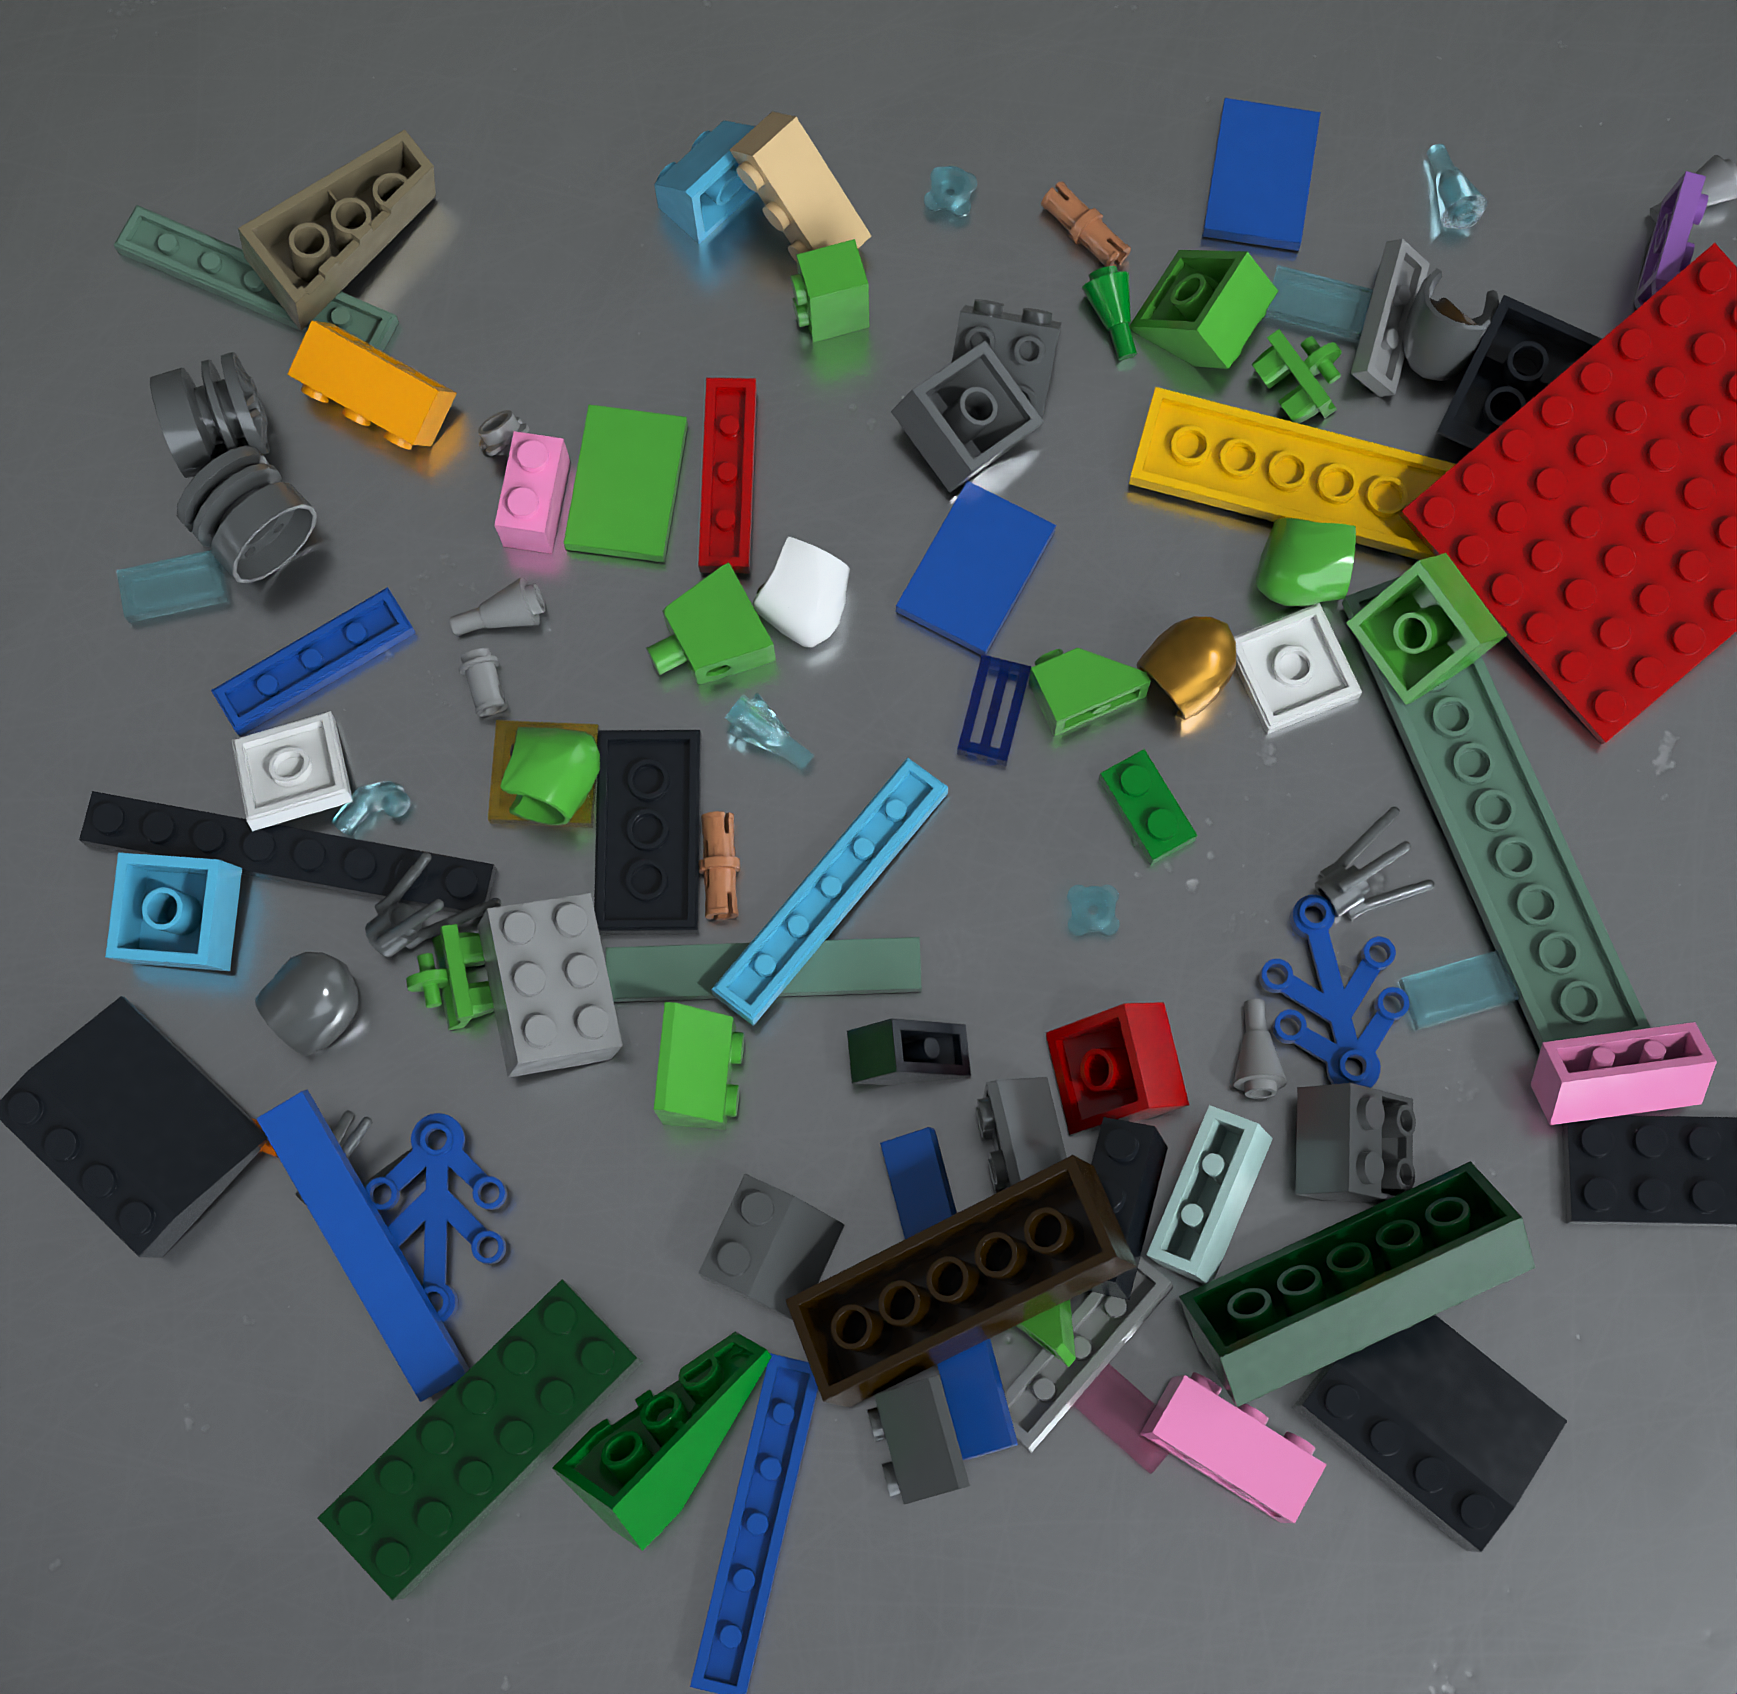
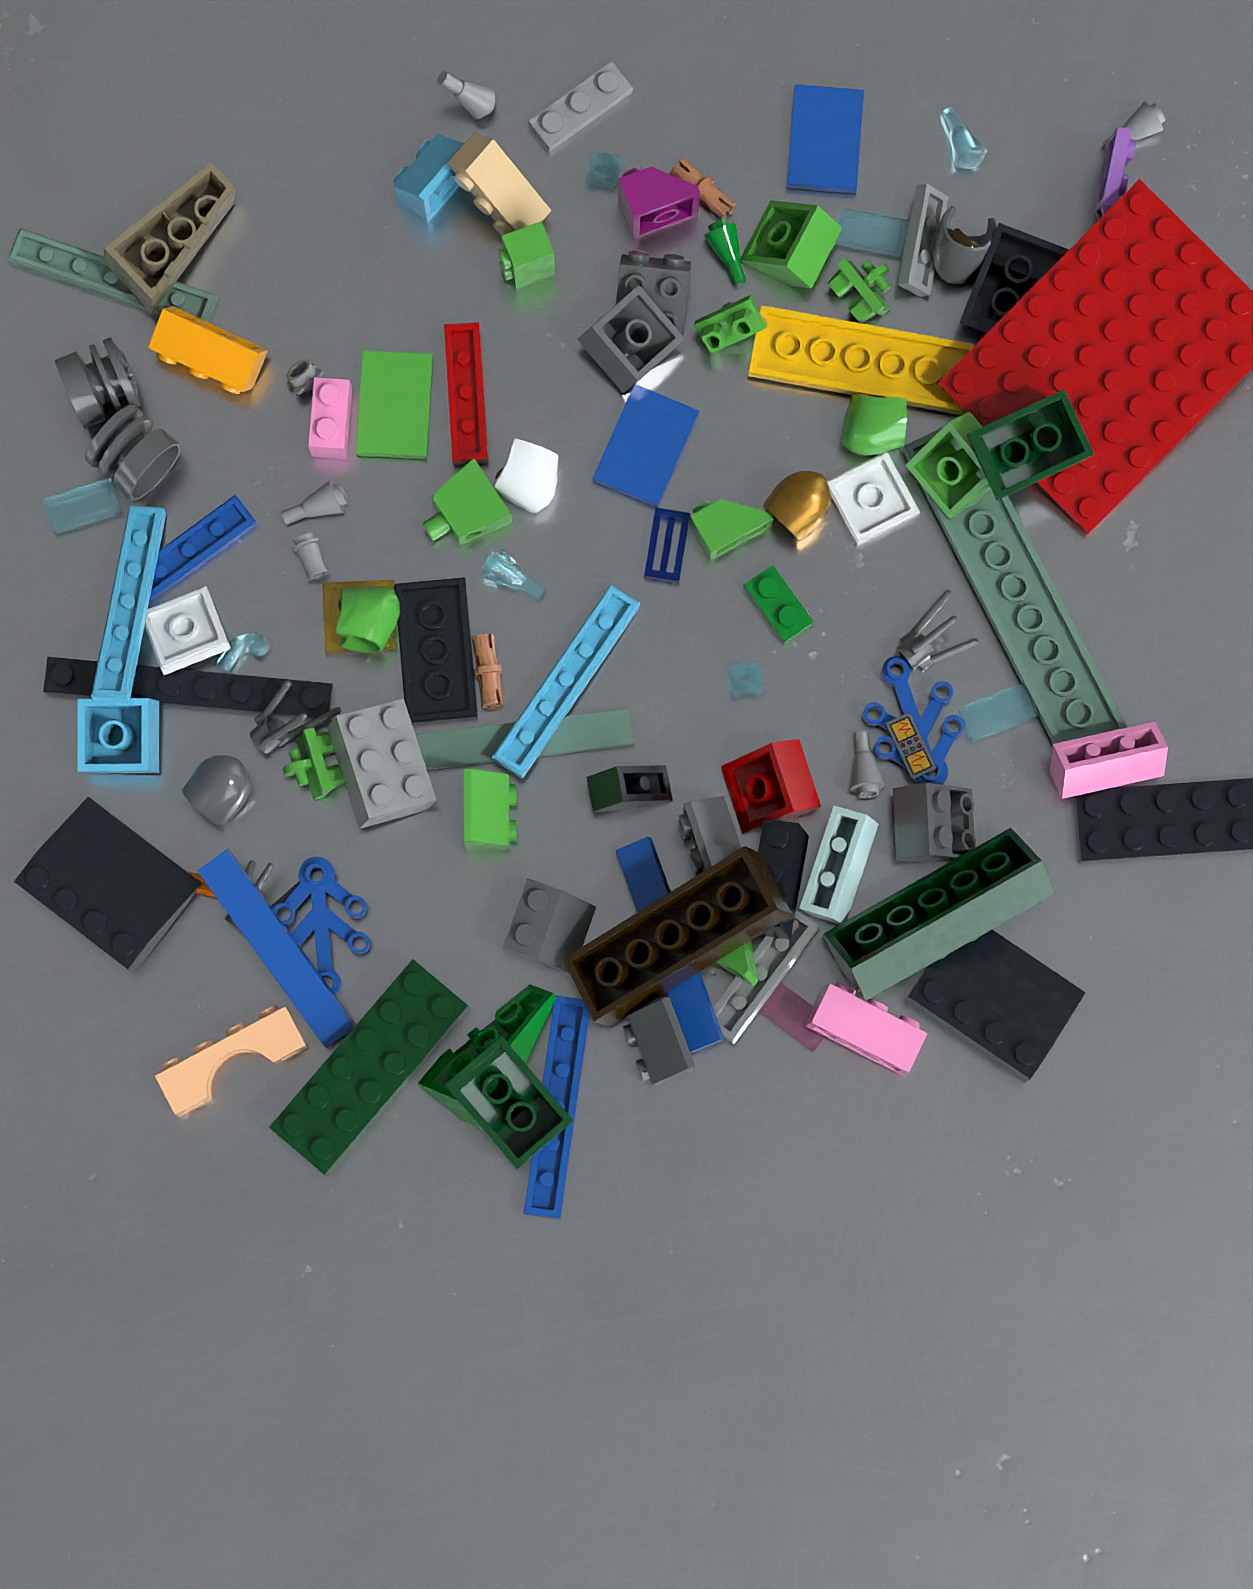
camera: 10 degrees left, 5 degrees up
(211, 729) = (128, 605): none -> medium azure tile
(215, 1433) = (190, 1081): none -> light nougat arch
(680, 1517) = (508, 1102): none -> dark green slope
(780, 81) = (473, 97): none -> light grey cone
(925, 106) = (580, 106): none -> light grey plate
(1019, 231) = (655, 200): none -> magenta slope
(1110, 408) = (730, 324): none -> bright green hips
(1328, 1027) = (910, 745): none -> sticker
(1537, 602) = (1030, 445): none -> dark green slope

